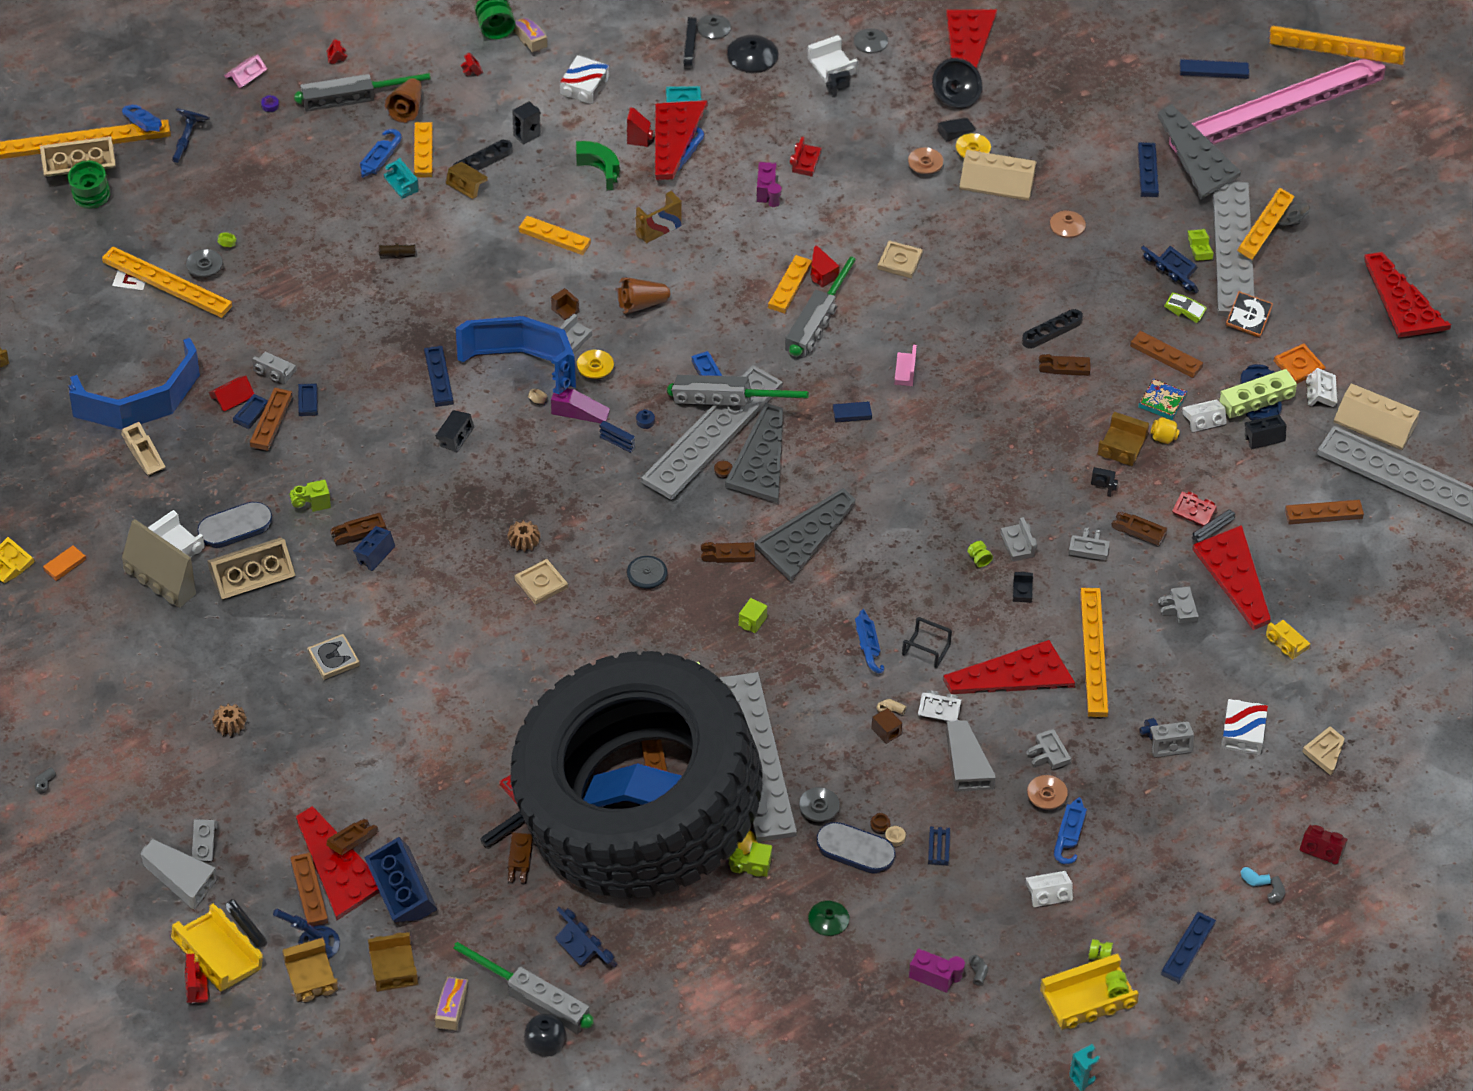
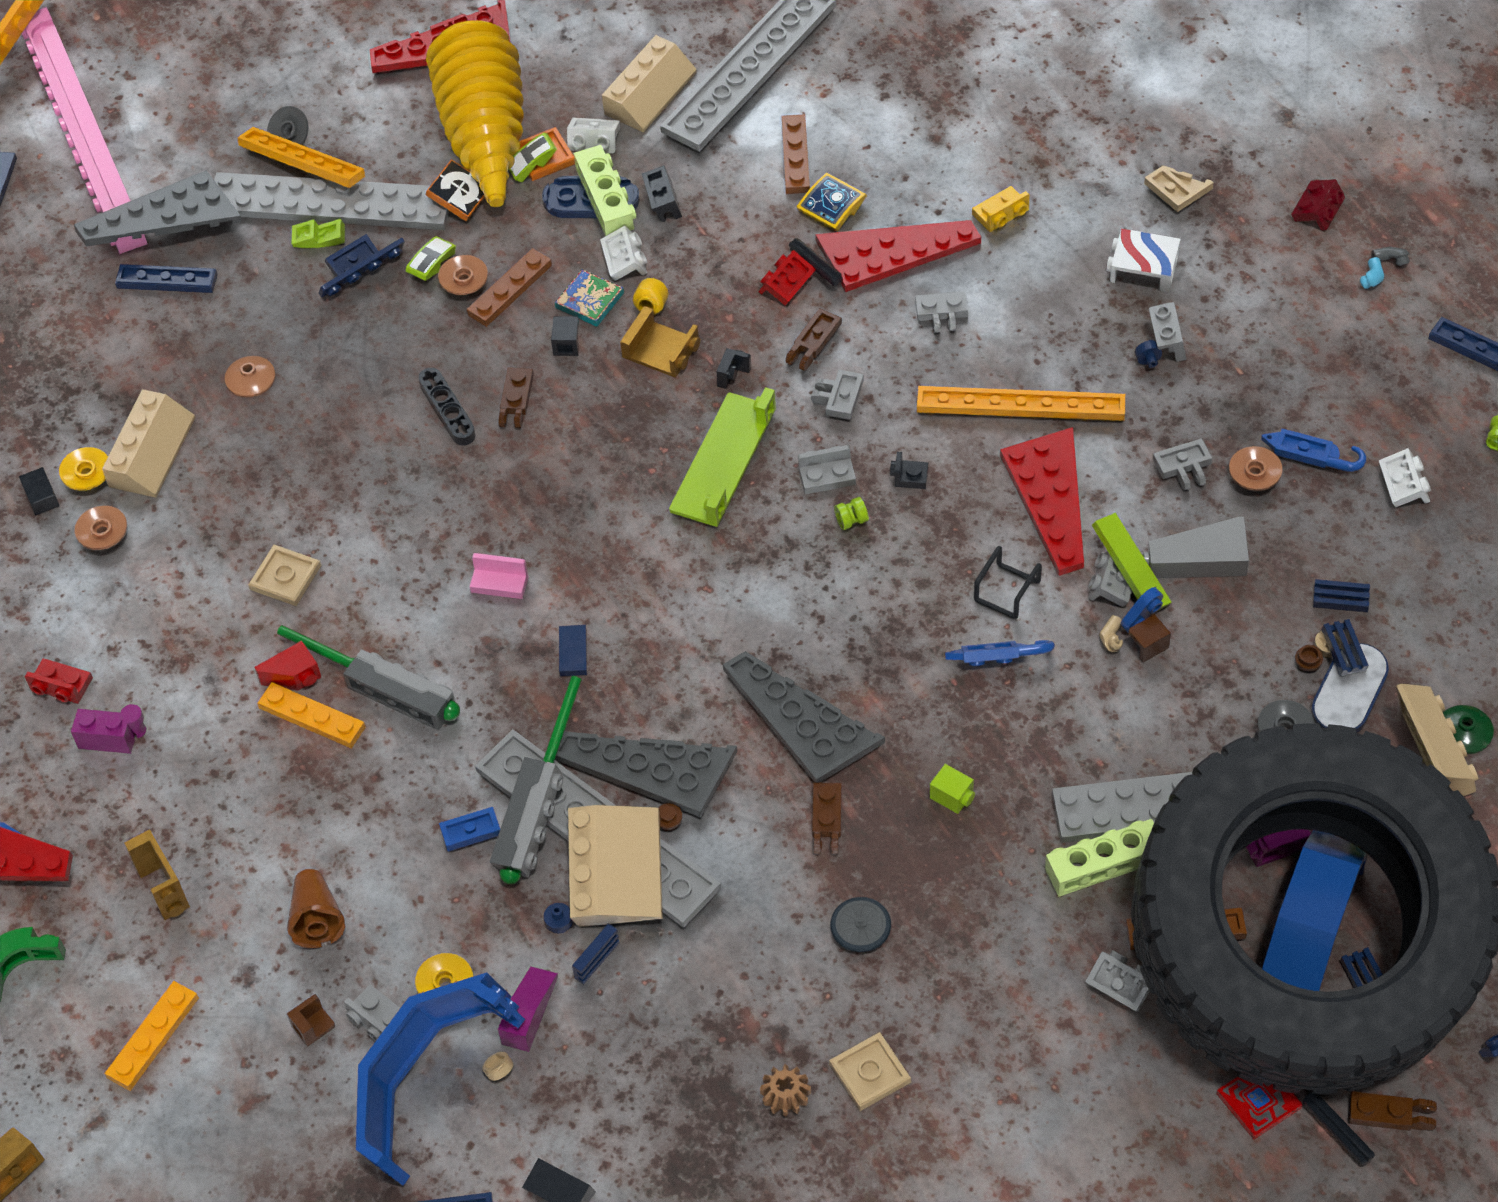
camera: 80 degrees left, 5 degrees up
(677, 434) = (614, 864): none -> tan slope
(806, 885) = (1435, 736): none -> tan slope
(884, 835) = (1338, 627): none -> dark blue tile
(907, 716) = (1145, 606): none -> blue plate
(947, 711) = (1127, 557): none -> lime tile
(1023, 482) = (723, 457): none -> lime bracket
(1120, 381) = (564, 336): none -> black panel
(1170, 324) = (463, 275): none -> nougat dish
(1276, 533) = (831, 201): none -> slope
(1288, 352) = (534, 153): none -> slope
(1325, 309) = (479, 100): none -> yellow cone

